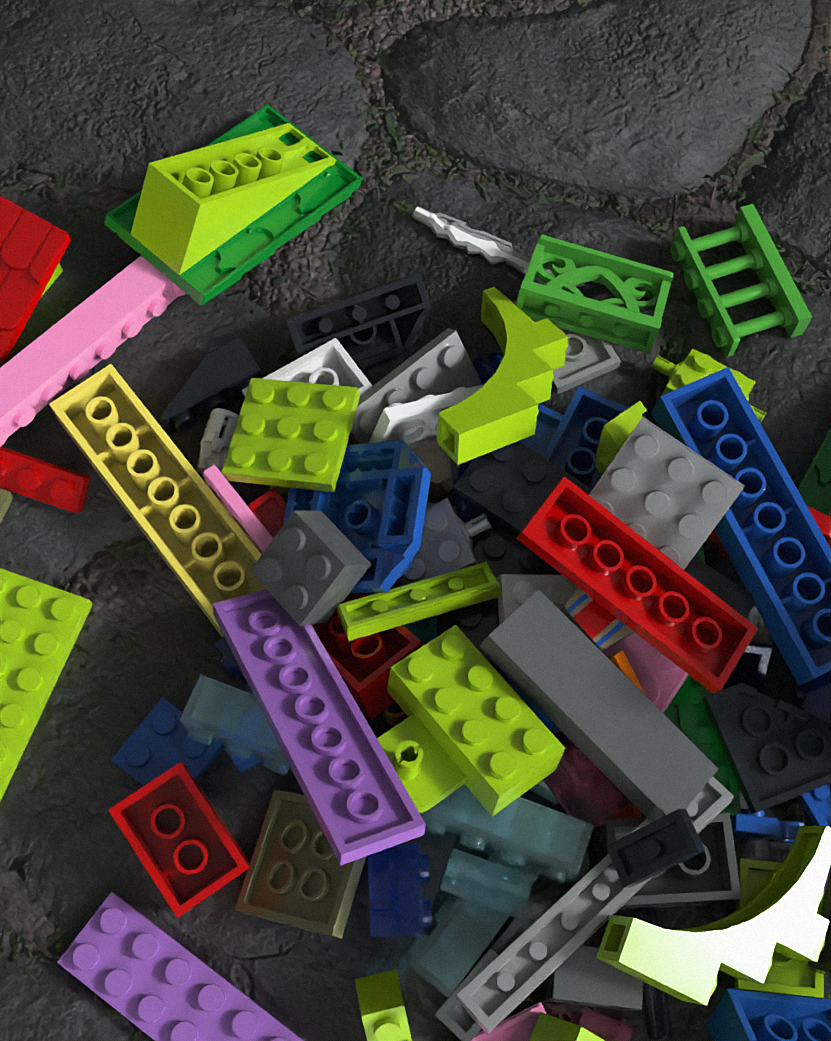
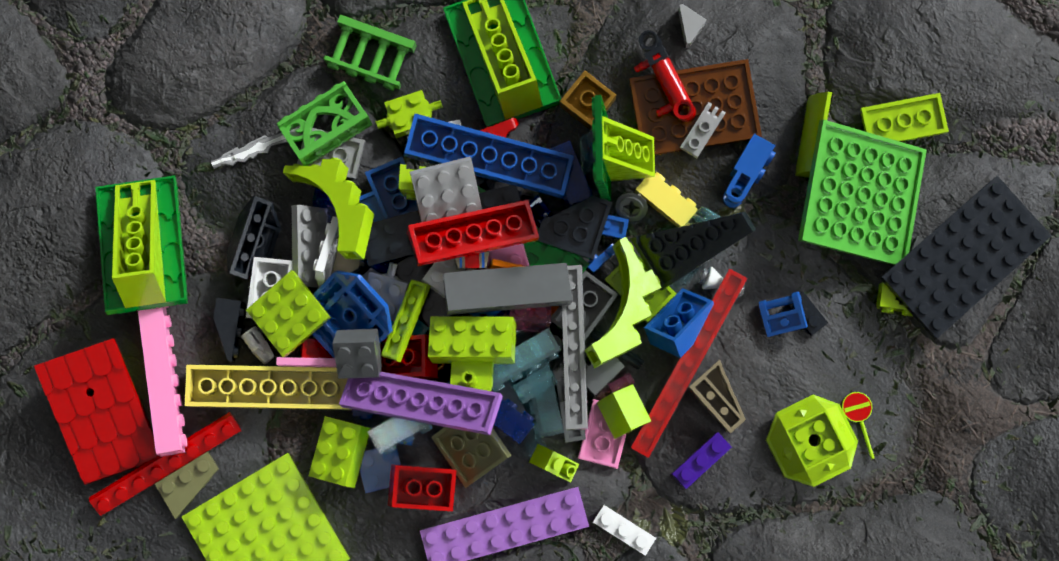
camera: 45 degrees left, 15 degrees up
(141, 669) = (339, 452): none -> lime brick
(655, 848) = (574, 314): black plate -> none

